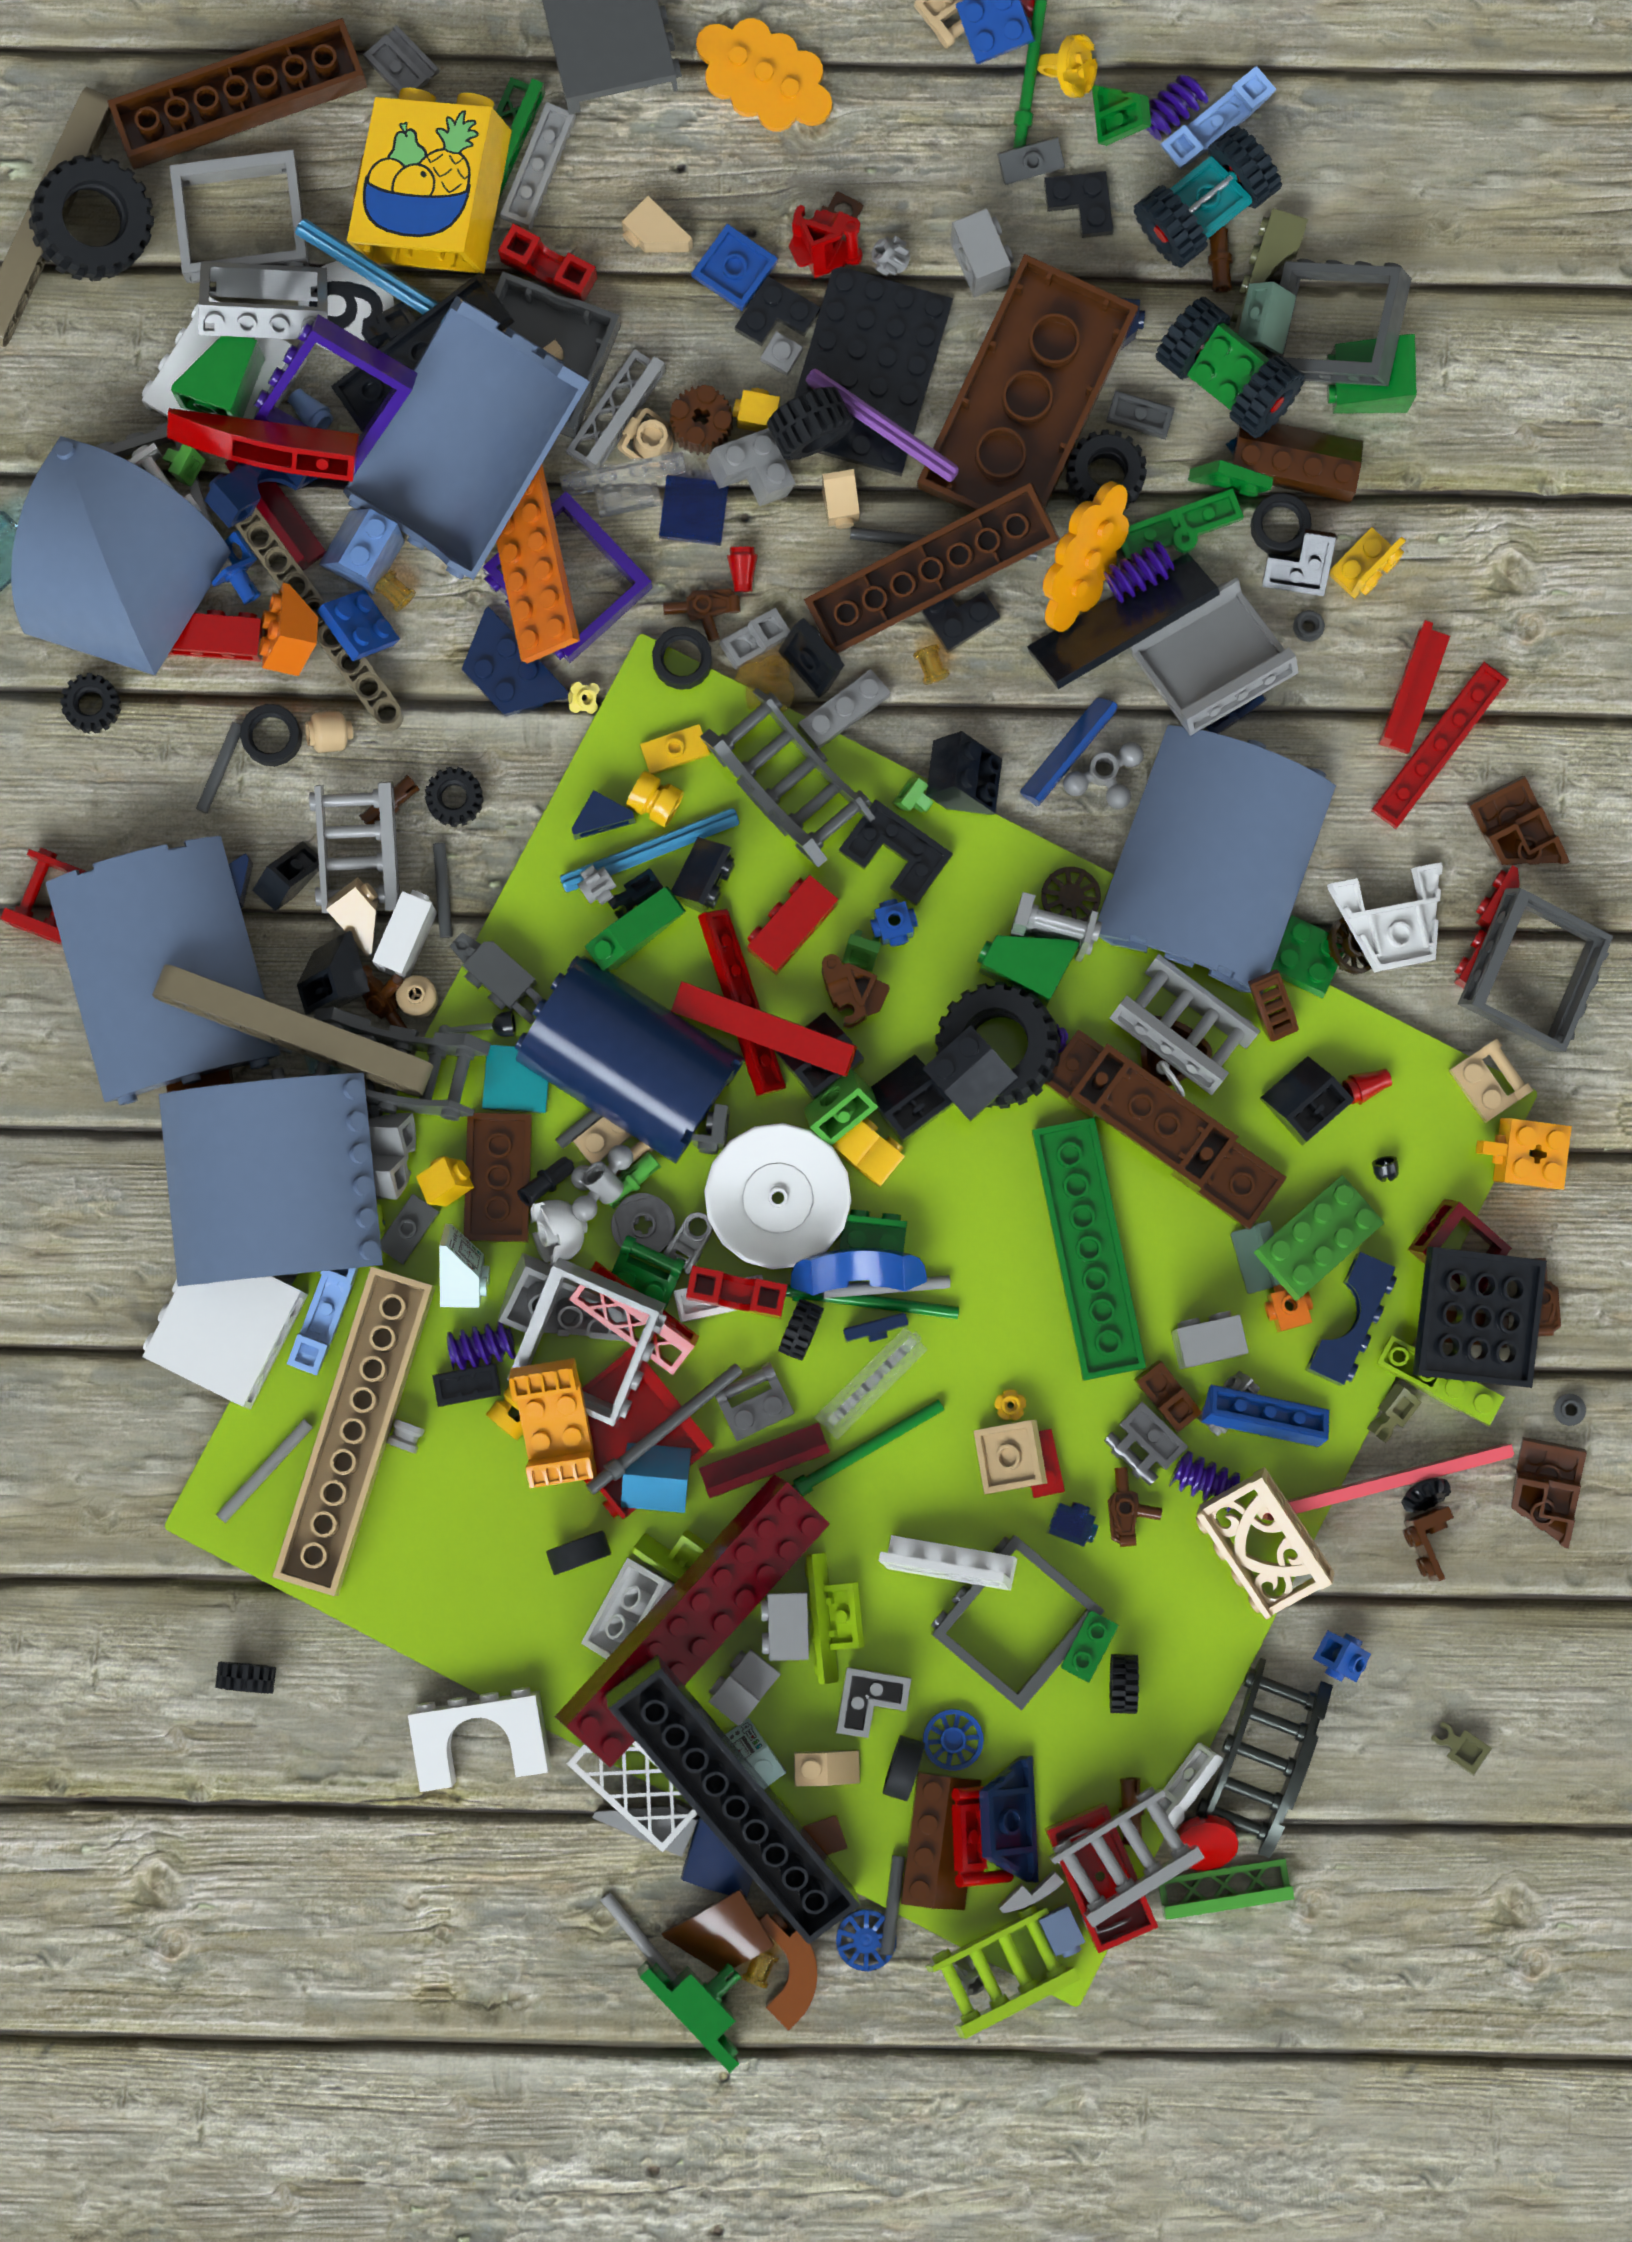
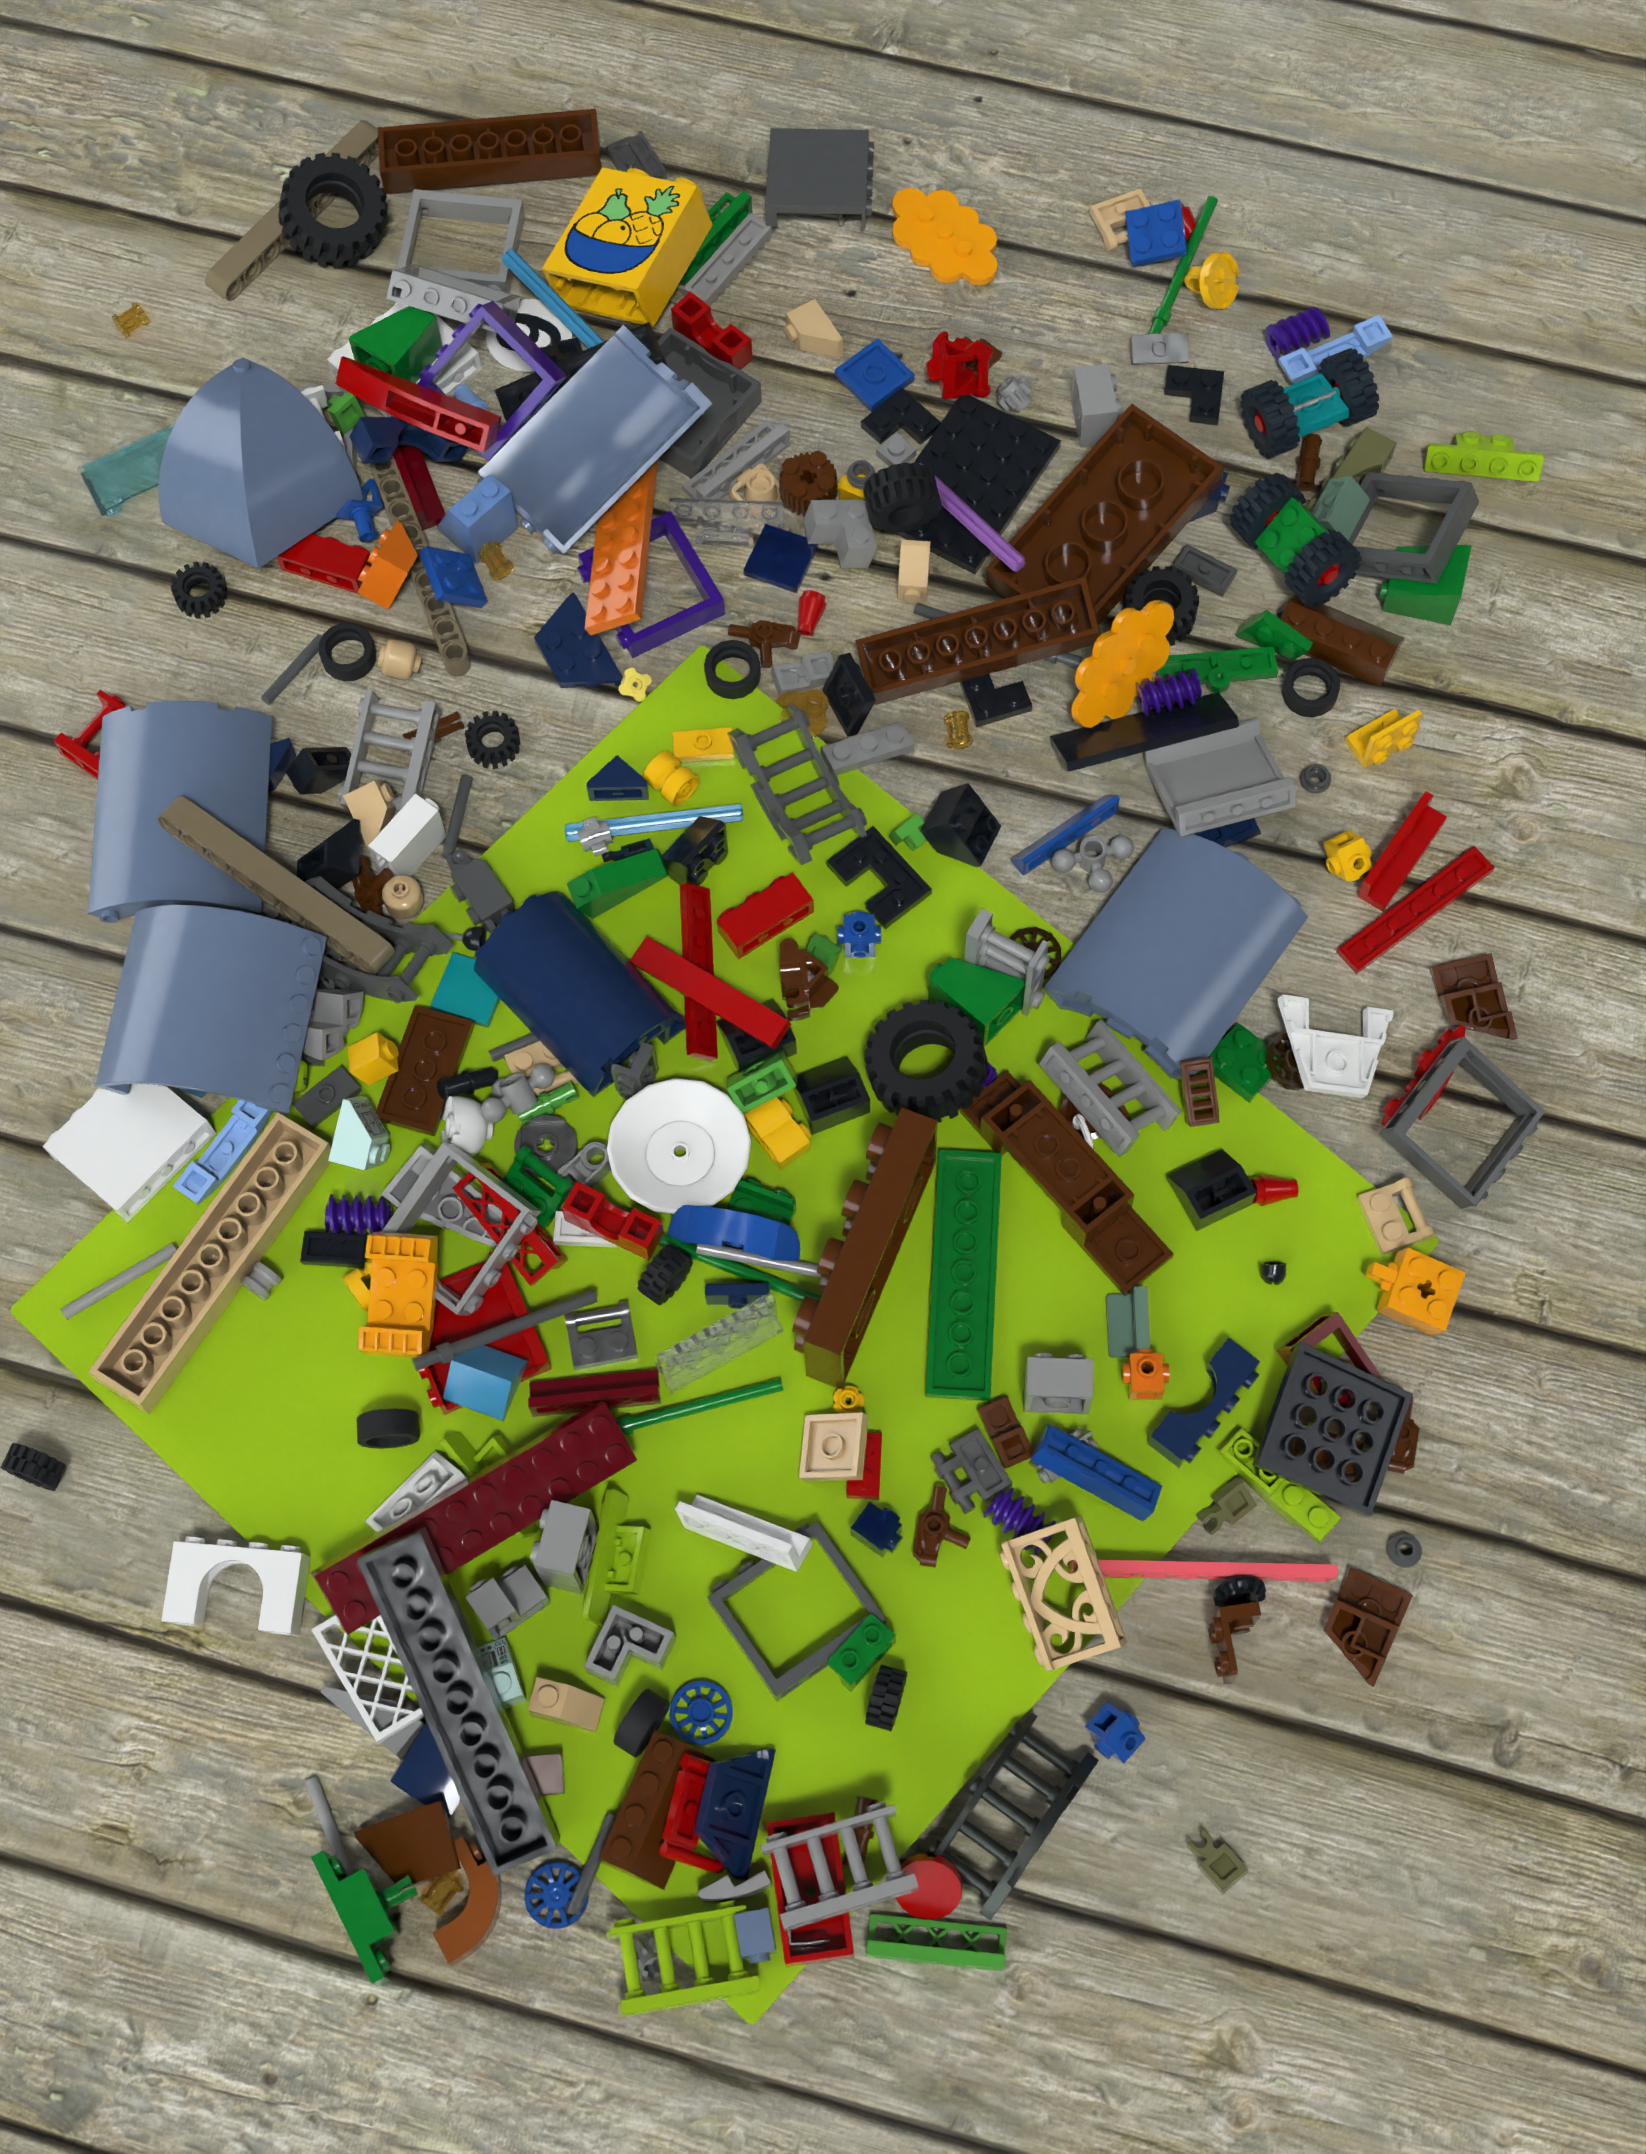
camera: 20 degrees right, 15 degrees down
(756, 391) = (857, 468): none -> dark grey plate
(970, 1073) = (890, 1068): black slope -> none
(999, 1232) = (875, 1230): none -> reddish brown plate
(1119, 114) = (1247, 327): green wing -> none
(1188, 1782) = (925, 1817): white hinge -> none
(1309, 571) = (1326, 731): plate -> none
(1319, 1237) = (1190, 1315): bright green plate -> none
(1361, 708) = (1348, 856): none -> yellow brick
(1401, 206) = (1484, 457): none -> lime bracket

